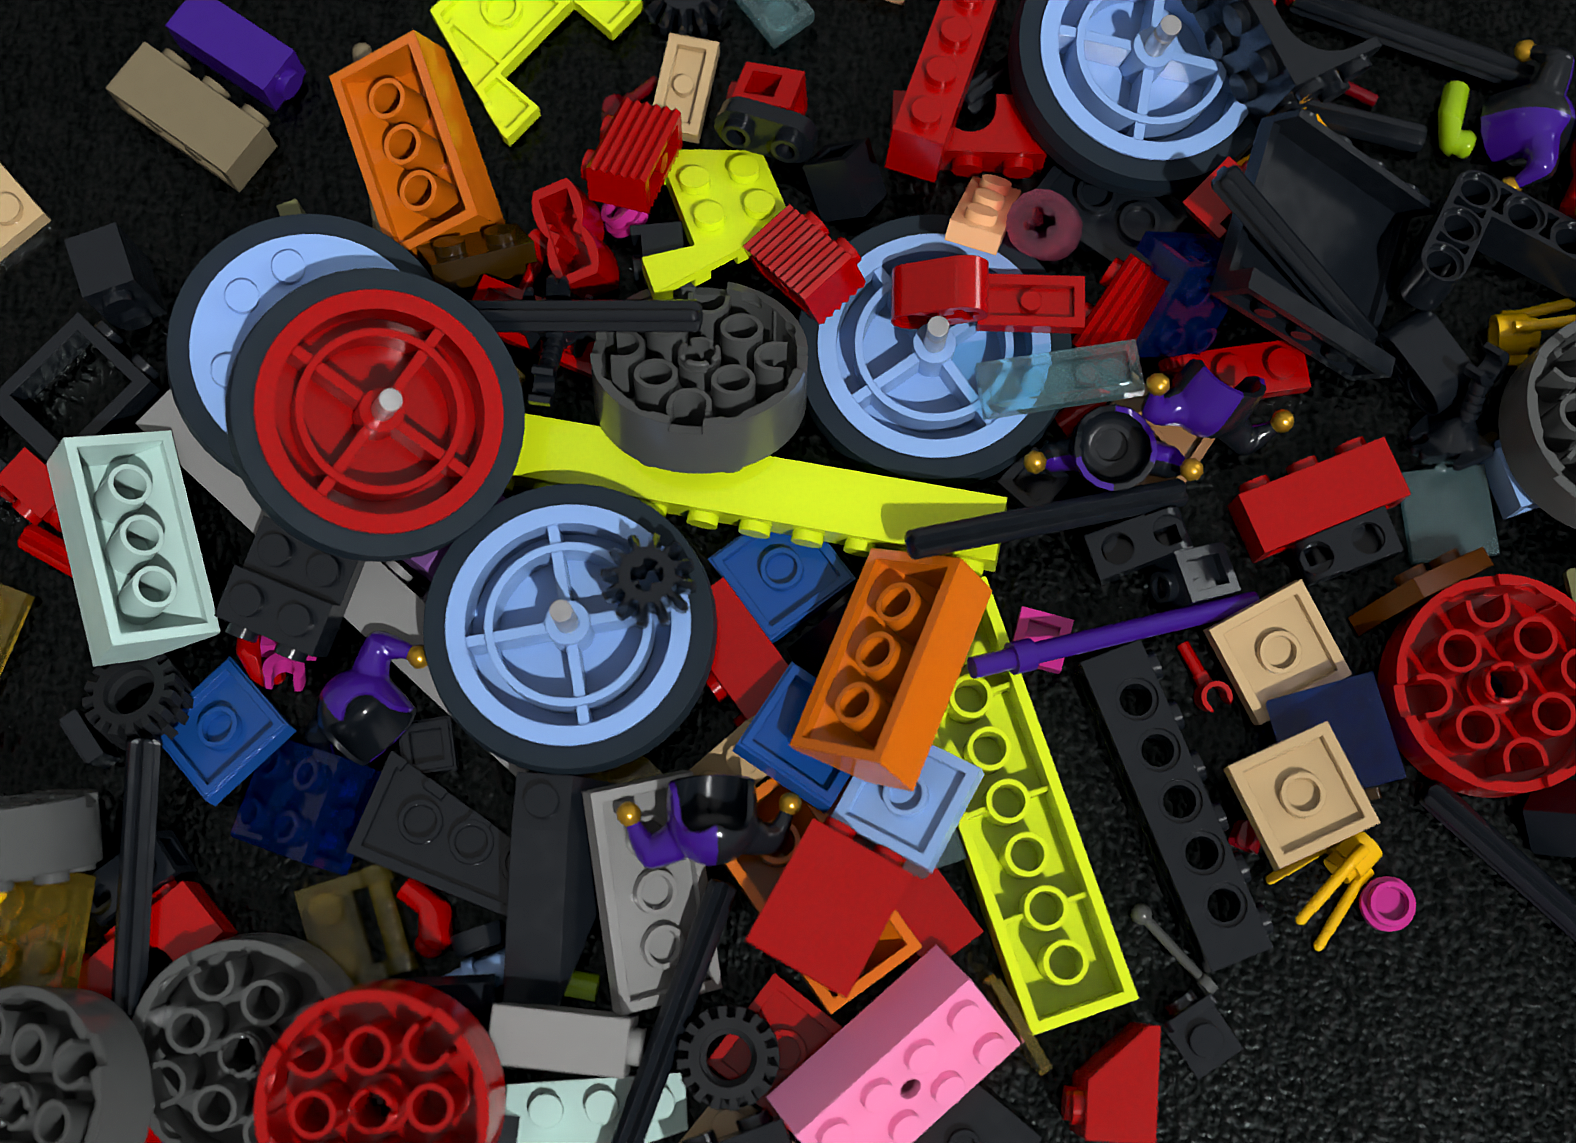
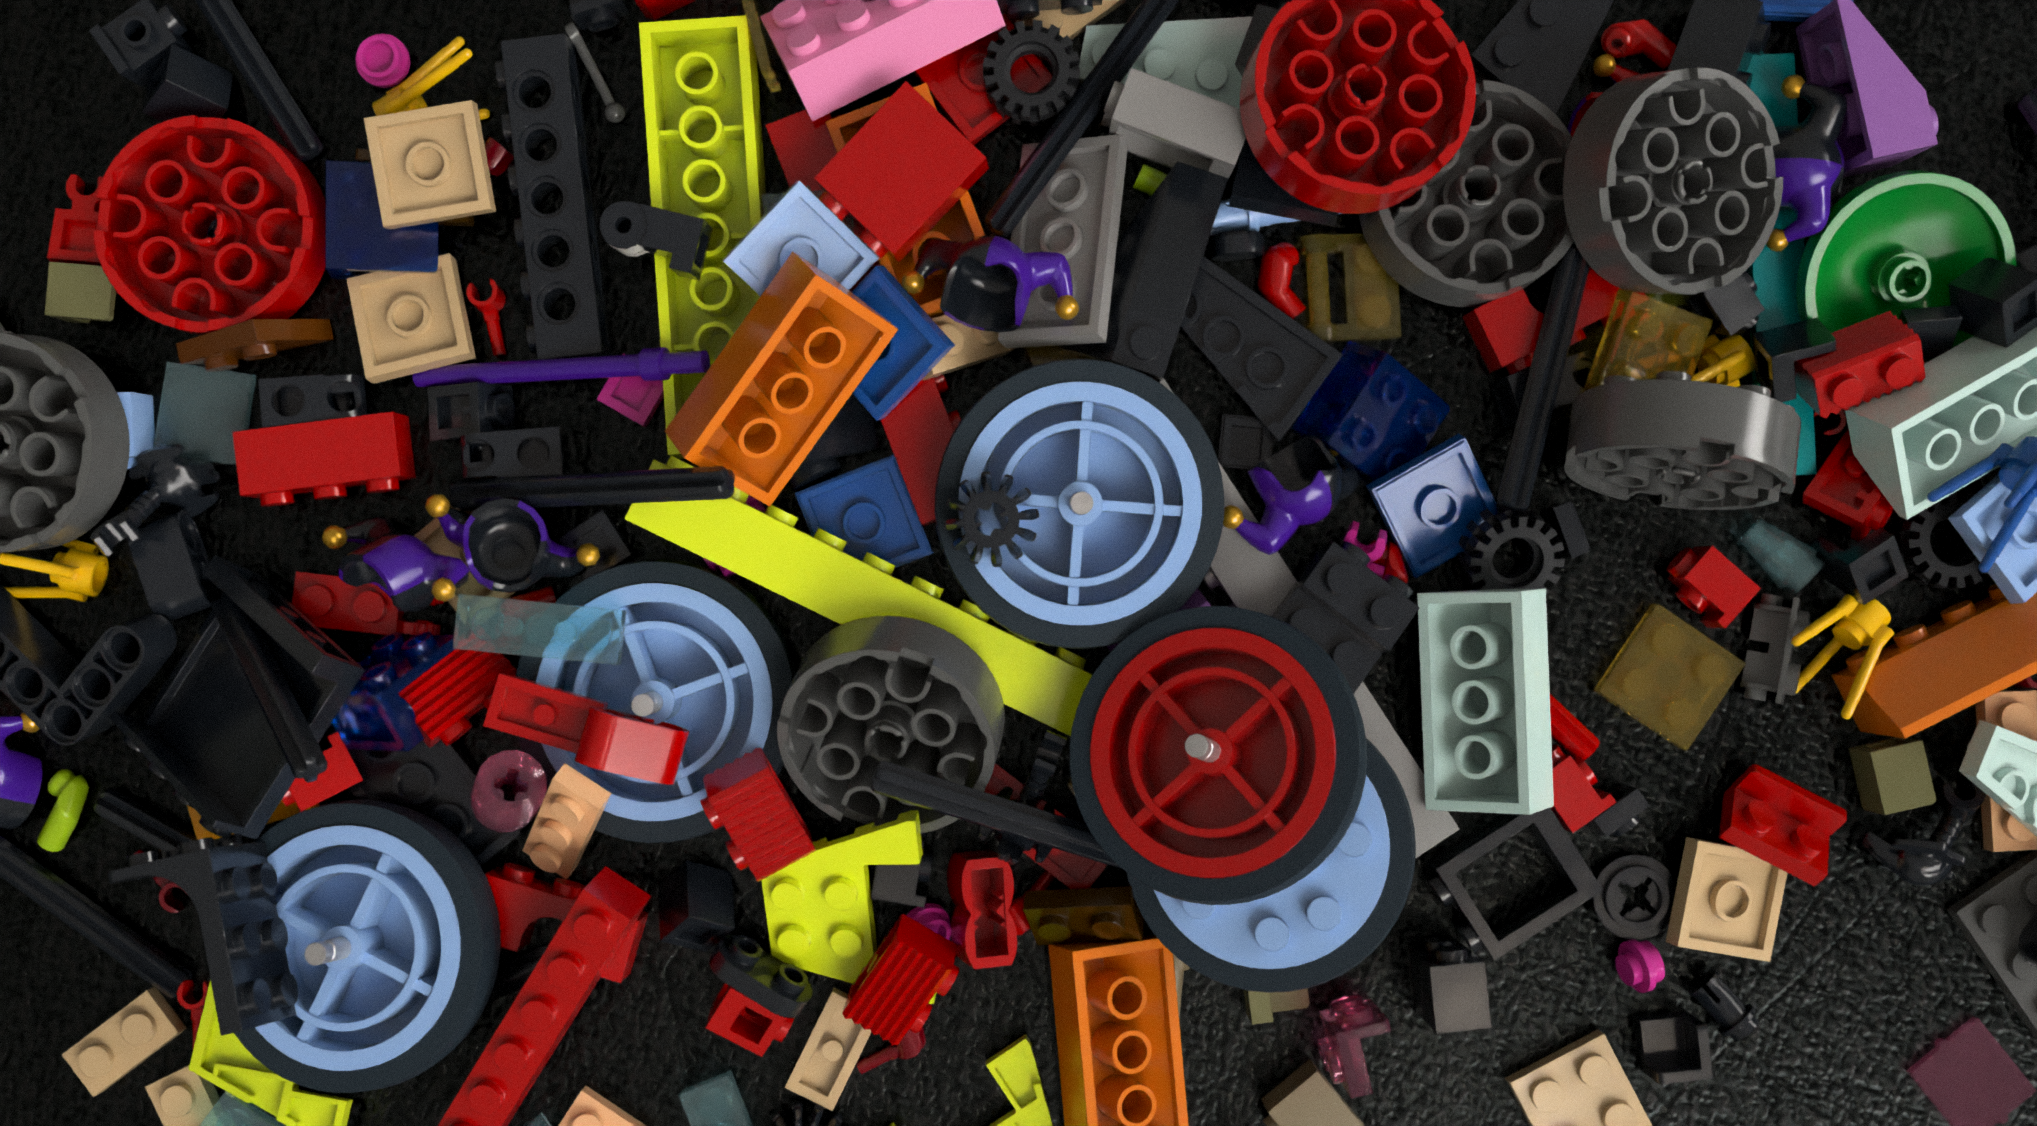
camera: 170 degrees left, 10 degrees up
(202, 218) = (1341, 1050): none -> clear pink bracket
(1054, 785) = (647, 229): none -> black leg

